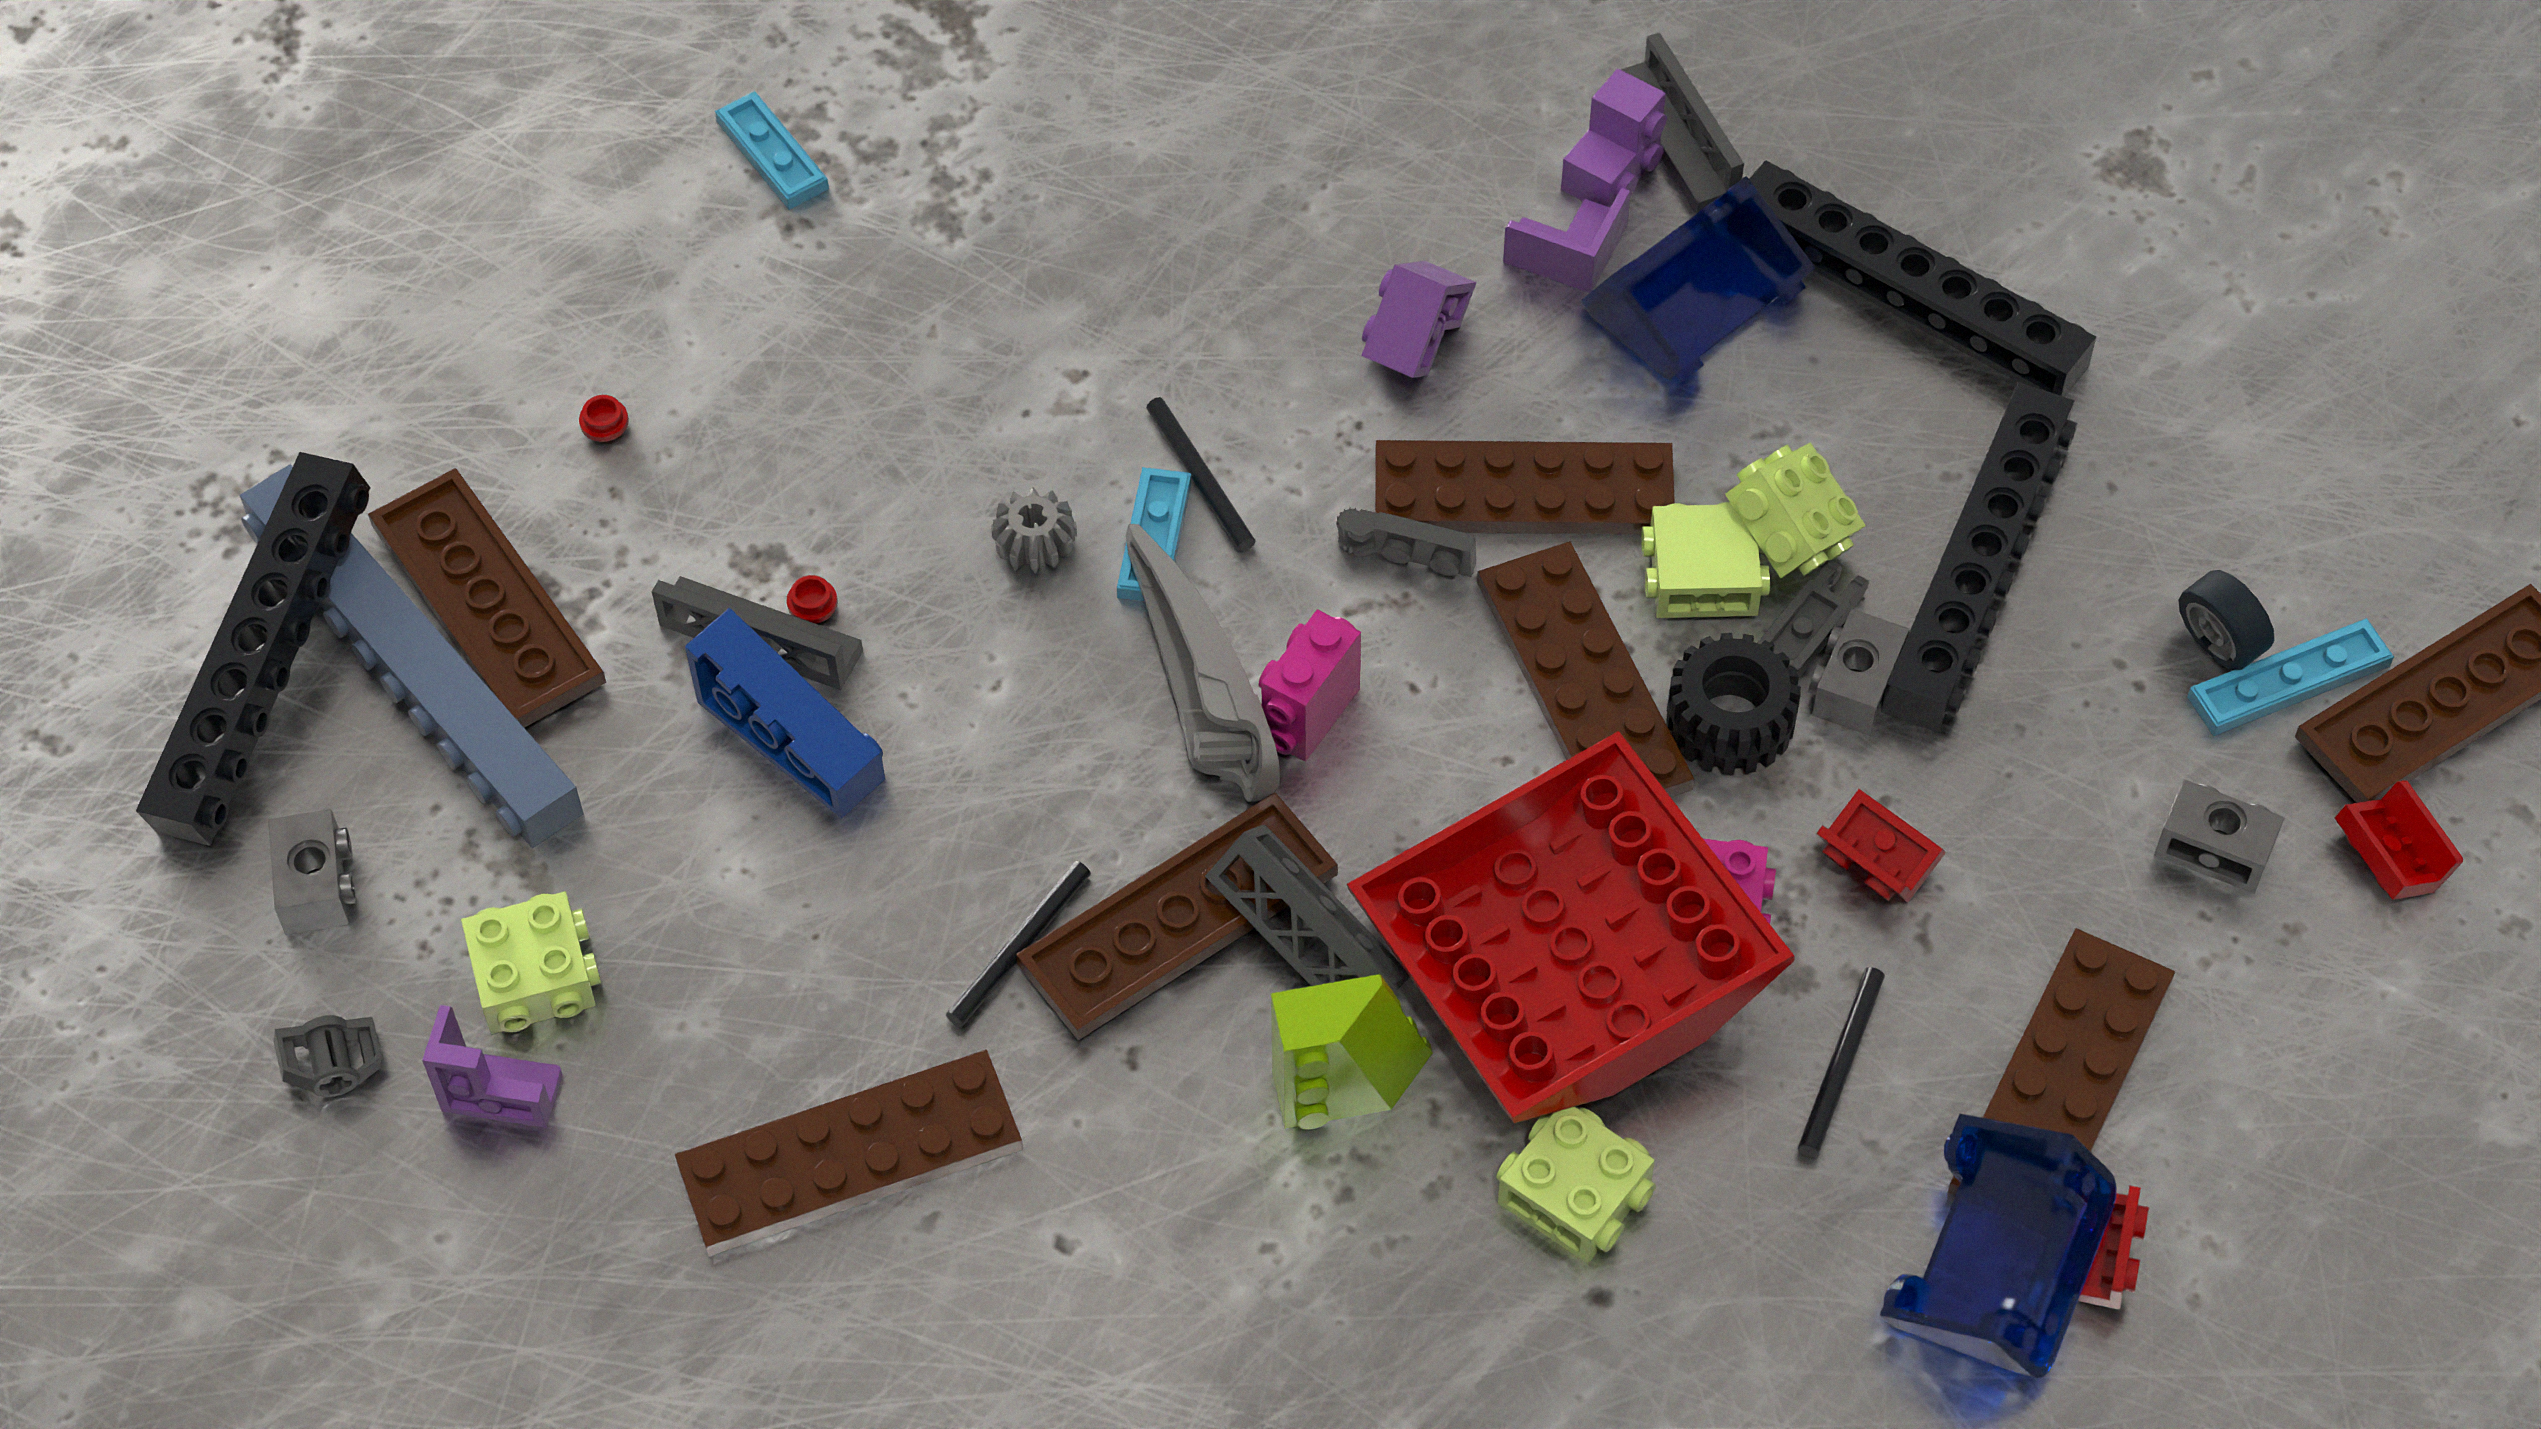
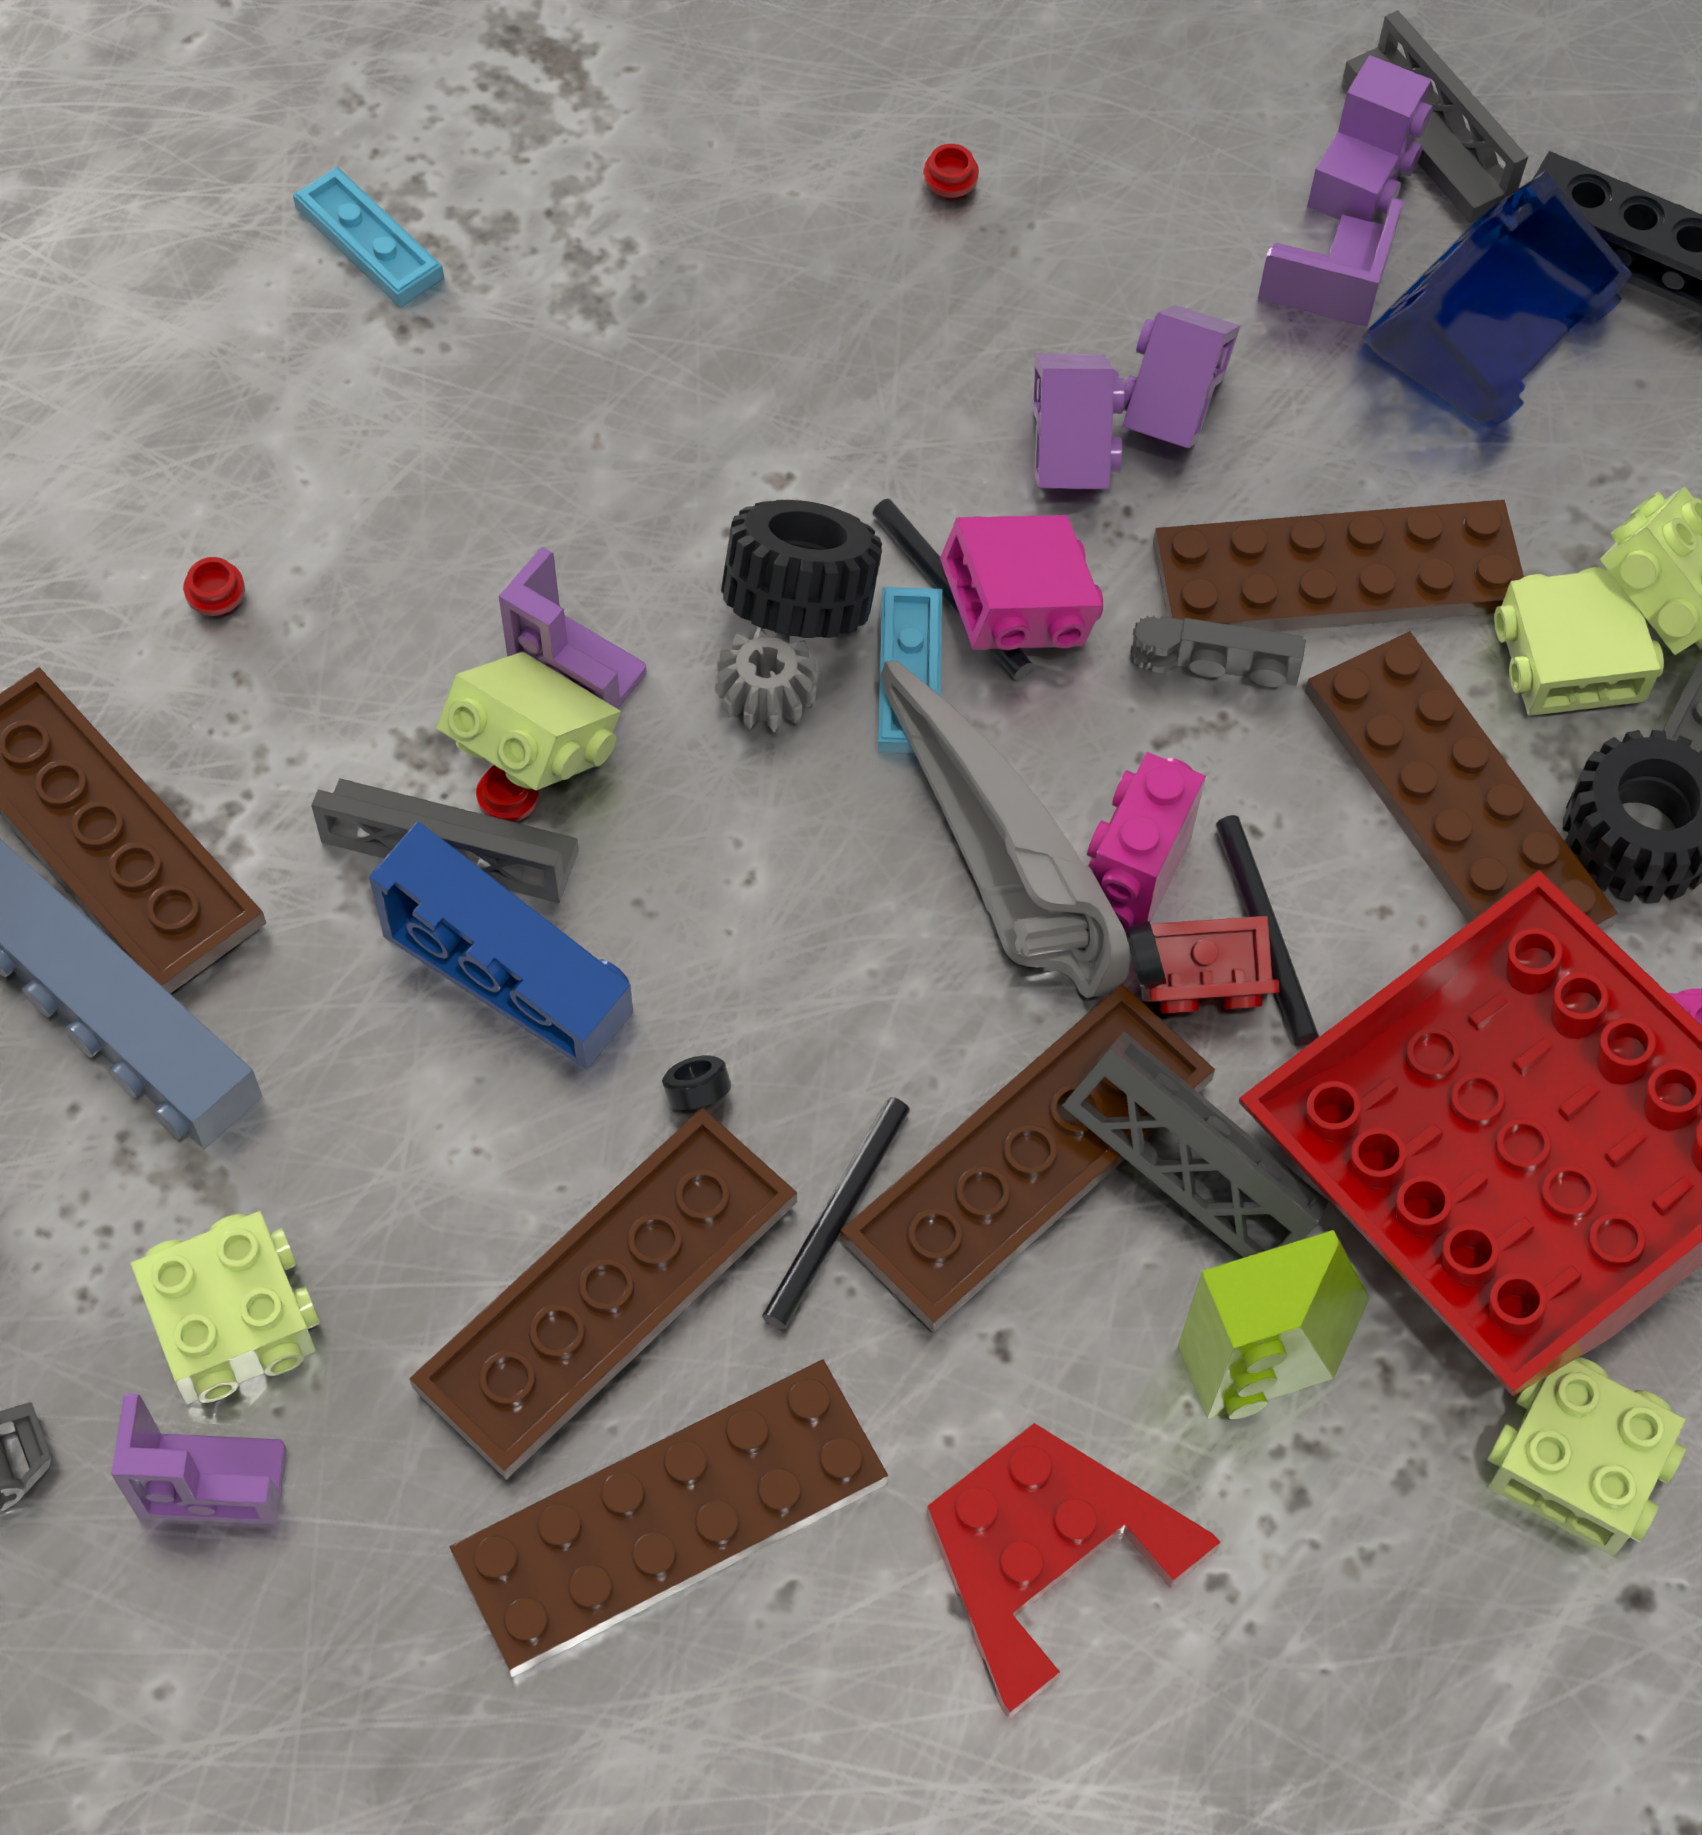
camera: 10 degrees left, 5 degrees up
(825, 981) = (603, 1292): none -> reddish brown plate
(834, 543) = (528, 721): none -> yellowish green brick
(871, 491) = (540, 628): none -> medium lavender panel
(923, 833) = (696, 1082): none -> black tile
(1073, 444) = (801, 568): none -> black tyre
(1128, 1188) = (1029, 1524): none -> red wing
(1252, 471) = (1021, 582): none -> dark pink brick
(1262, 135) = (951, 171): none -> red plate
(1294, 769) = (1145, 955): none -> black tile
(1319, 347) = (1074, 420): none -> medium lavender brick
(1347, 781) = (1213, 961): none -> red bracket
(1404, 758) = (1258, 904): none -> black bar

